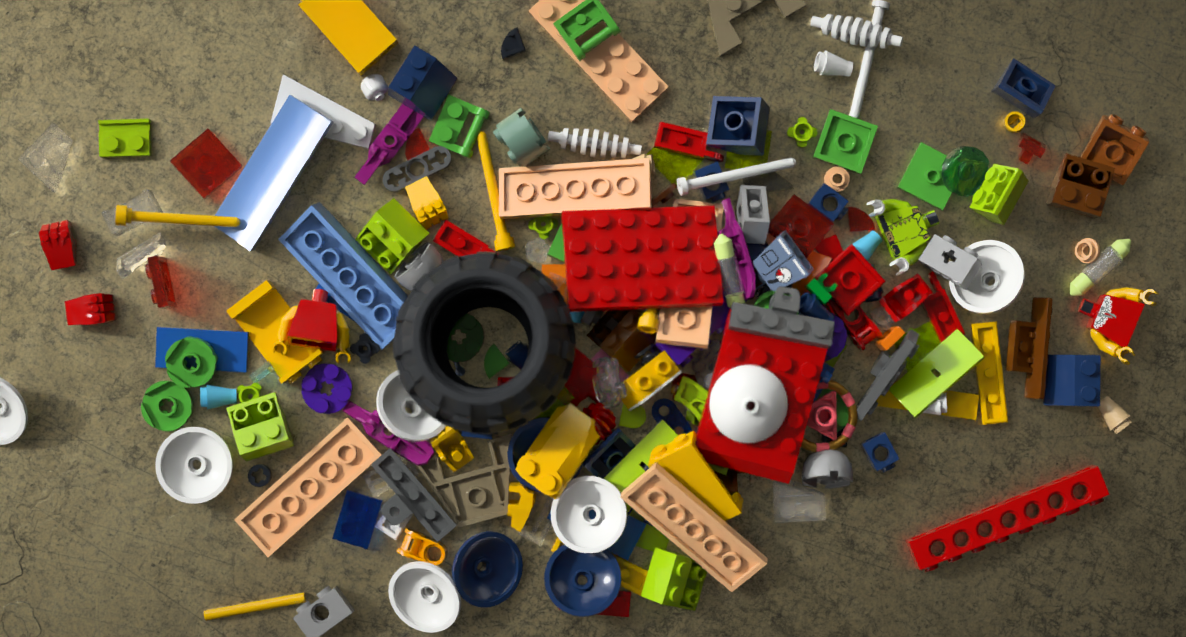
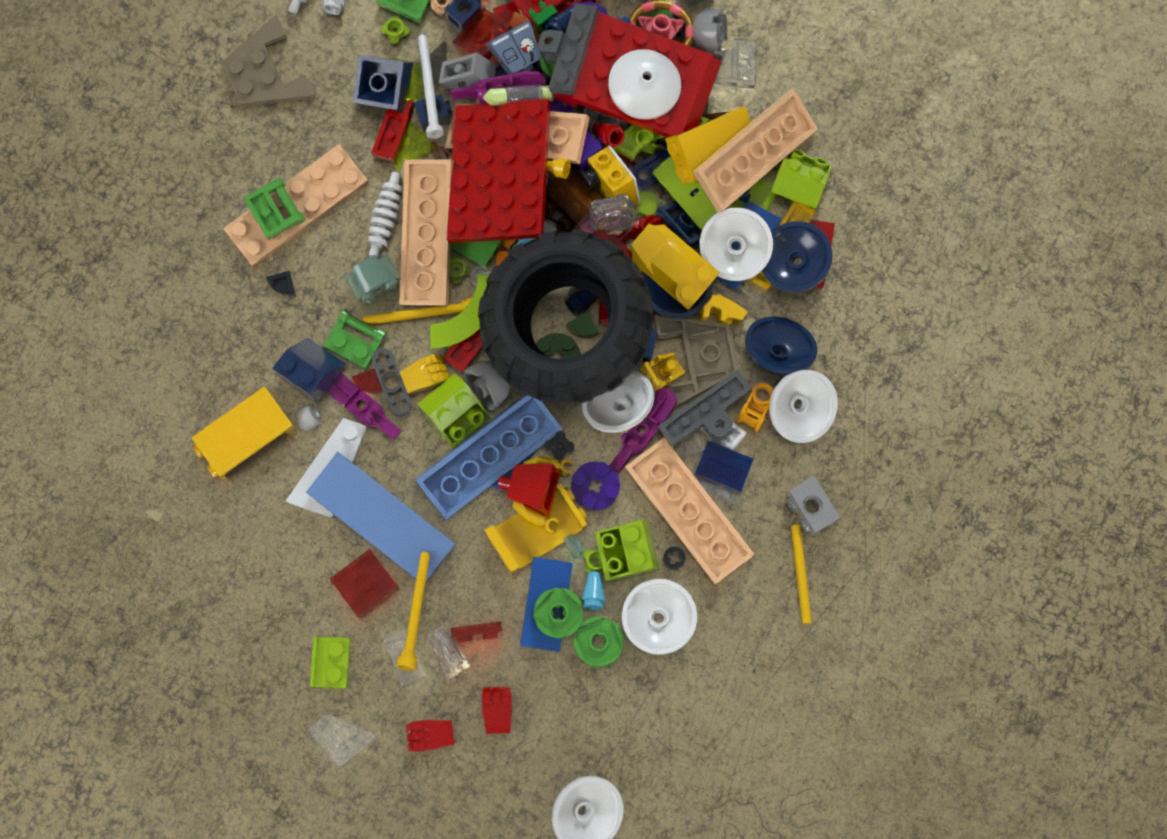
camera: 85 degrees left, 10 degrees down
(480, 238) = (461, 326): none -> lime tile
(695, 371) = (609, 133): none -> red cone

